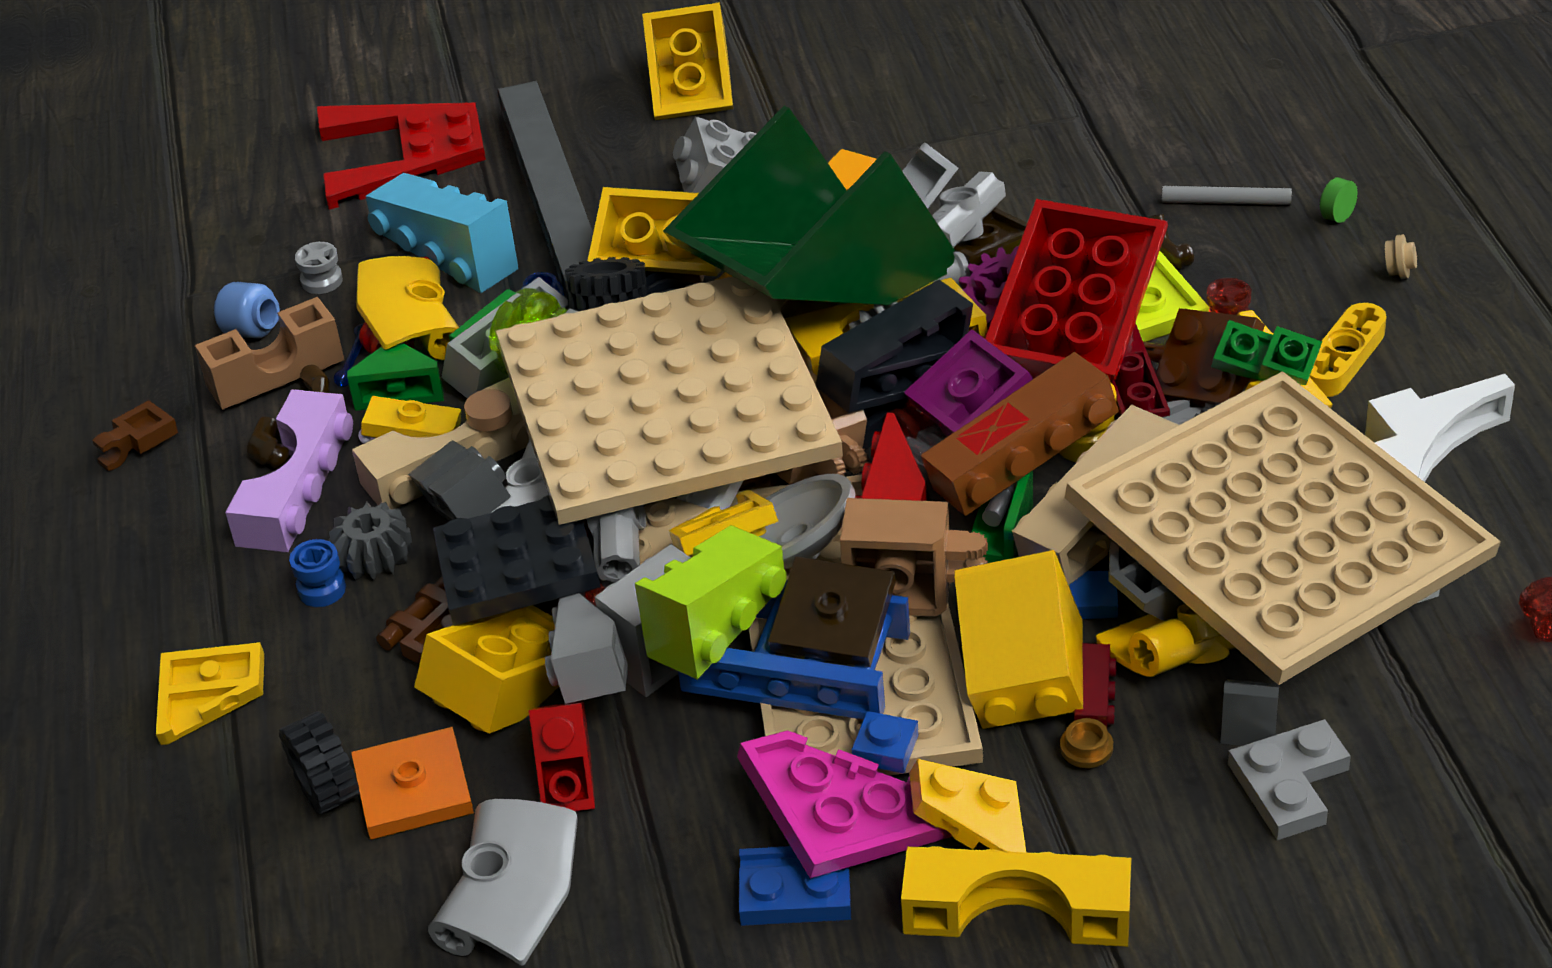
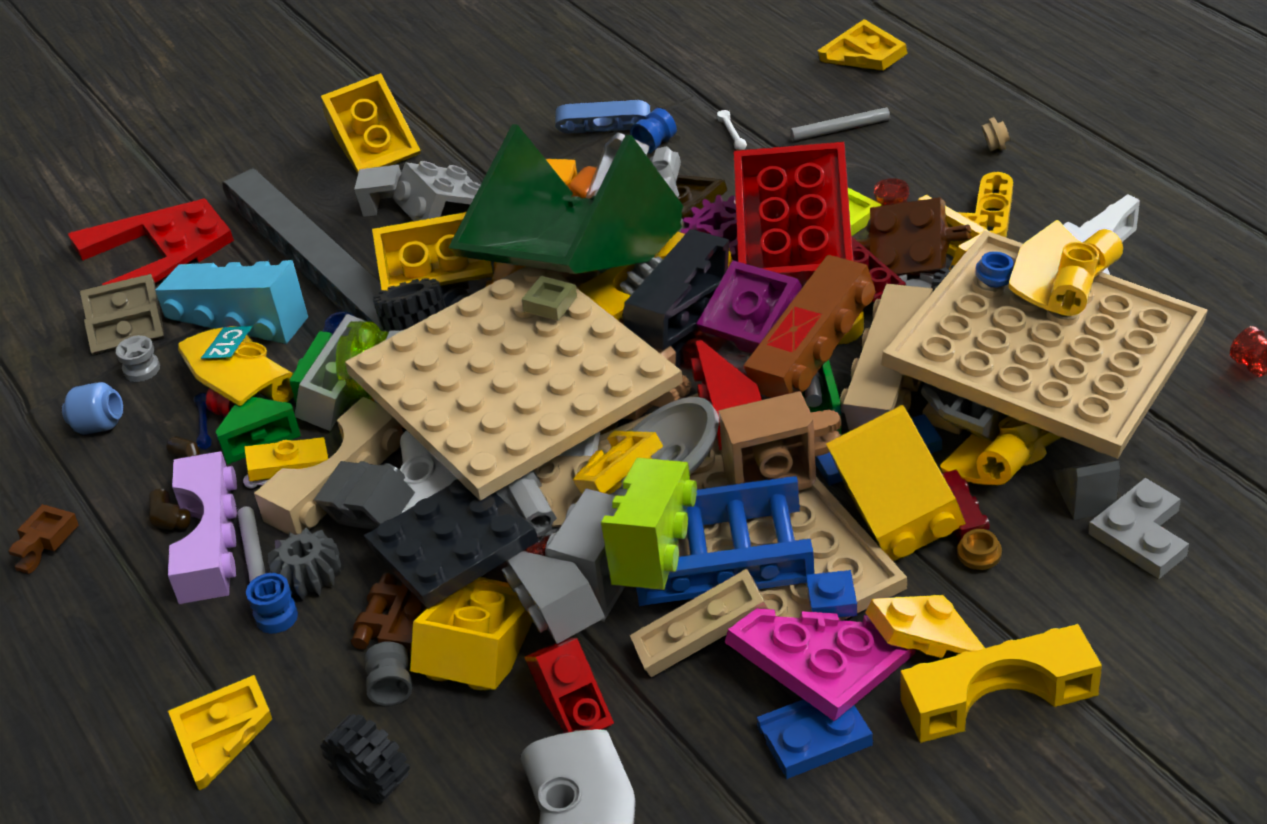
camera: 20 degrees left, 0 degrees up
(238, 373) = (113, 458): medium nougat arch -> none
(326, 211) = (120, 312): none -> dark tan slope
(334, 499) = (251, 542): none -> light grey bar
(392, 683) = (388, 673): none -> dark grey wheel
(405, 274) = (226, 342): none -> teal sticker
(411, 783) = (449, 751): orange plate -> none
(488, 410) = (359, 429): medium nougat tile -> none
(654, 135) = (374, 185): none -> light grey panel
(721, 727) = (696, 623): none -> tan plate
(735, 318) = (549, 298): none -> olive plate
(832, 611) = (744, 504): dark brown plate -> none
(952, 116) = (600, 116): none -> medium blue beam
(1001, 147) = (654, 129): none -> blue wheel
(1096, 151) = (724, 117): none -> white hinge
(1257, 422) = (994, 269): none -> blue plate
(1263, 355) = (961, 223): green slope -> none
(1307, 105) = (864, 47): none -> yellow wing
(1338, 199) = (926, 106): bright green tile -> none
(1339, 440) = (1059, 269): none -> yellow panel

